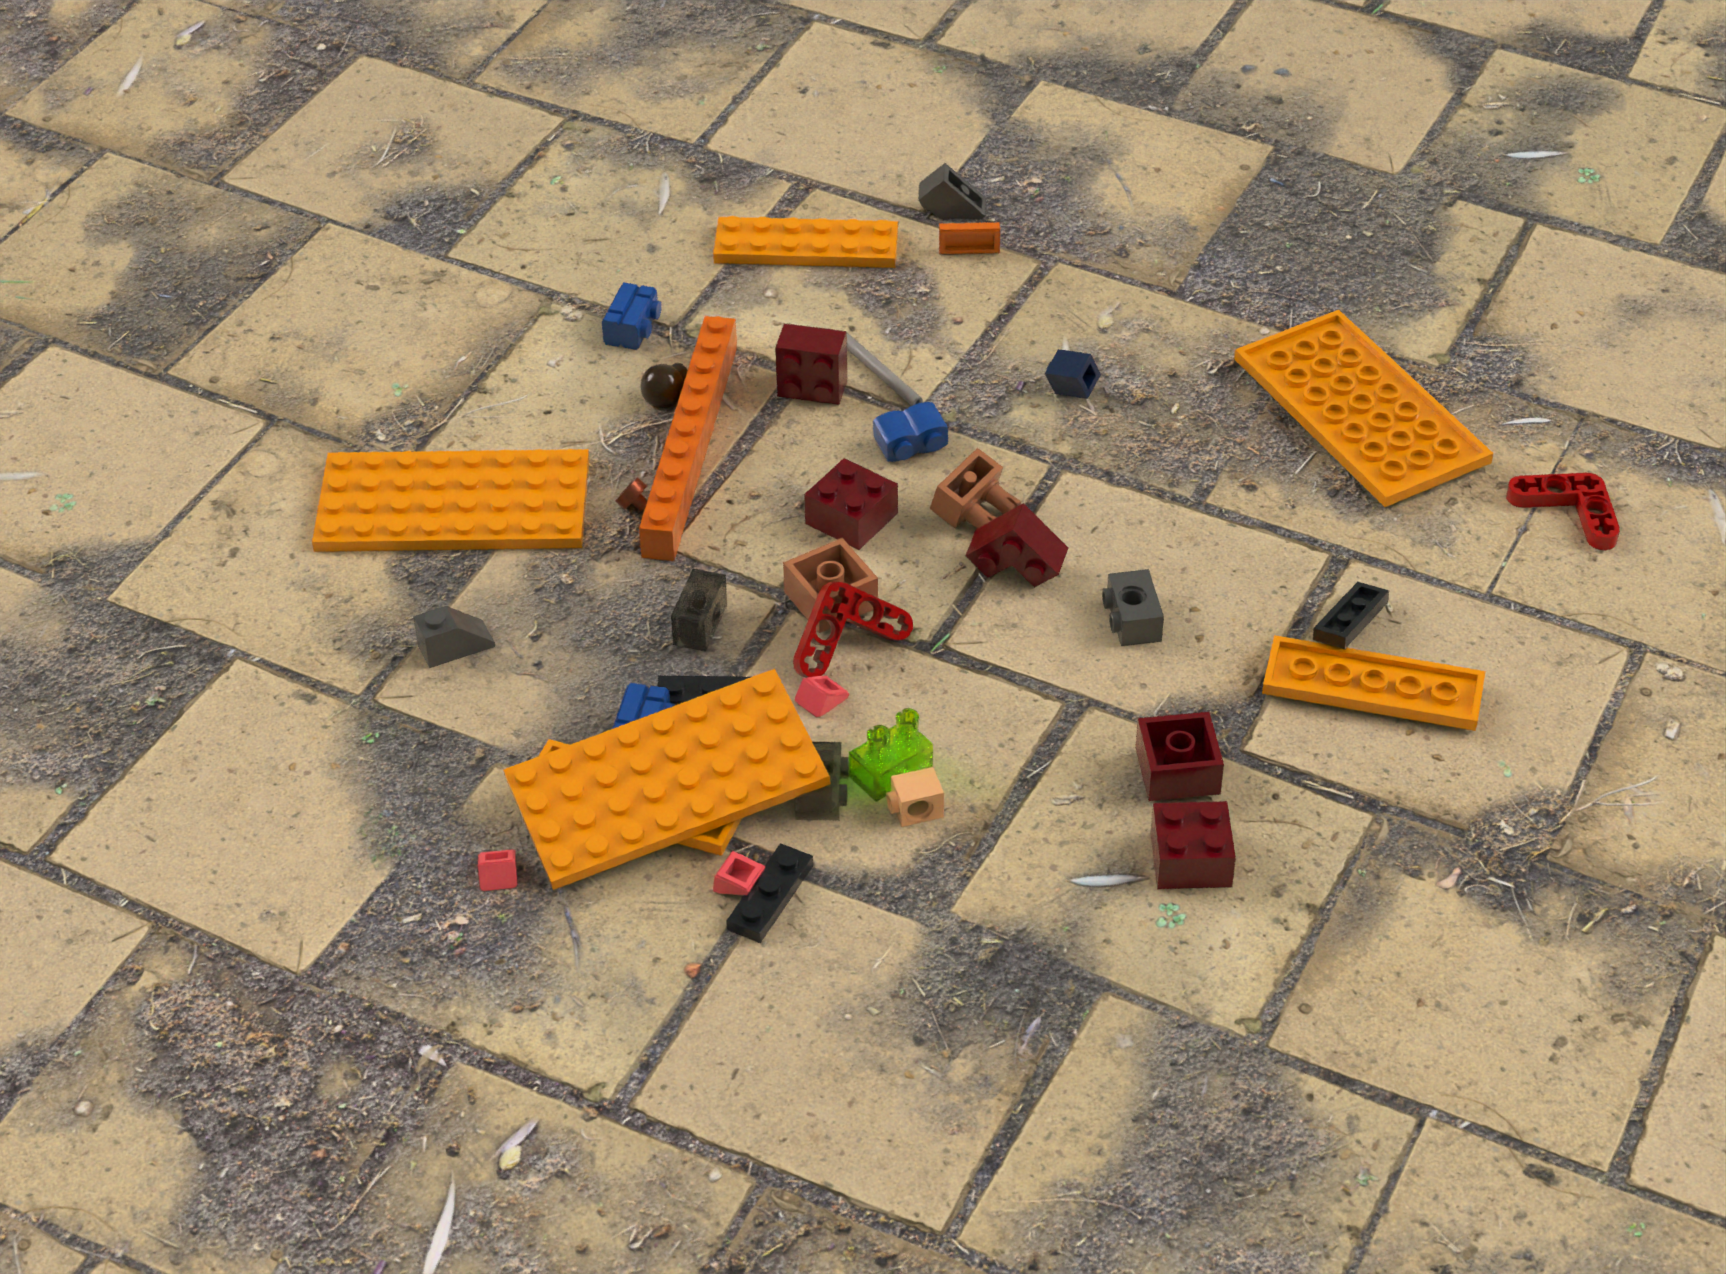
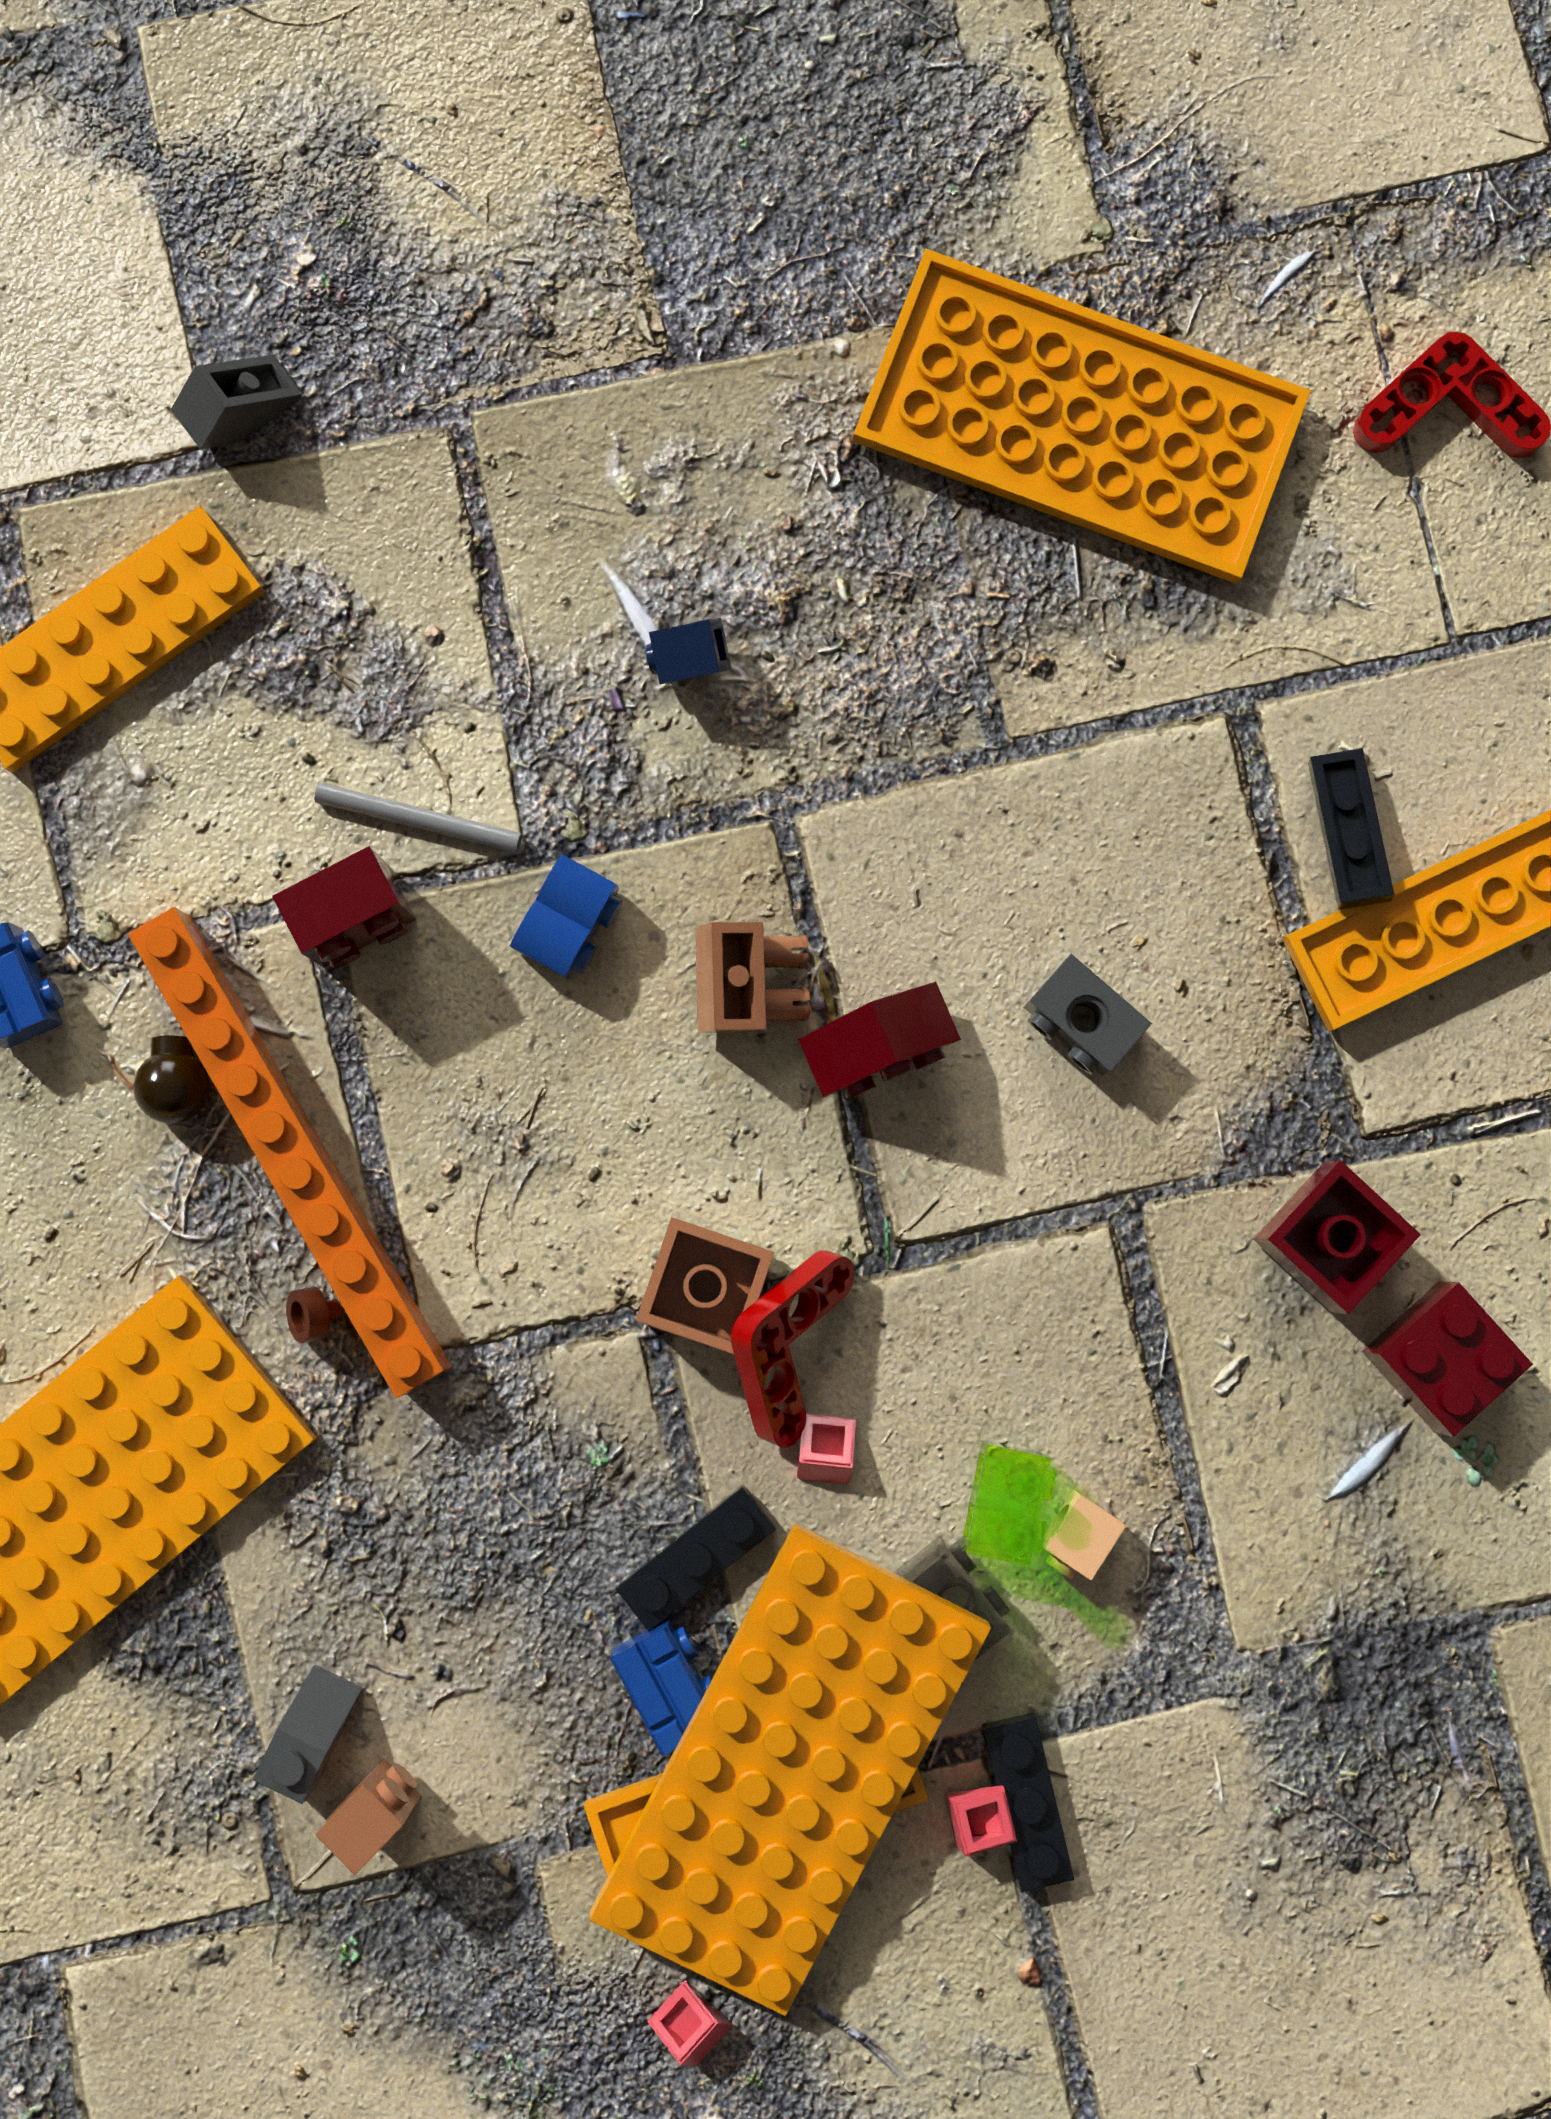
camera: 45 degrees left, 40 degrees up
(449, 666) = (370, 1815): none -> nougat brick
(699, 610) = (582, 1459): clear smoke brick -> none
(851, 503) = (603, 1112): dark red brick -> none
(969, 238) = (329, 470): orange tile -> none

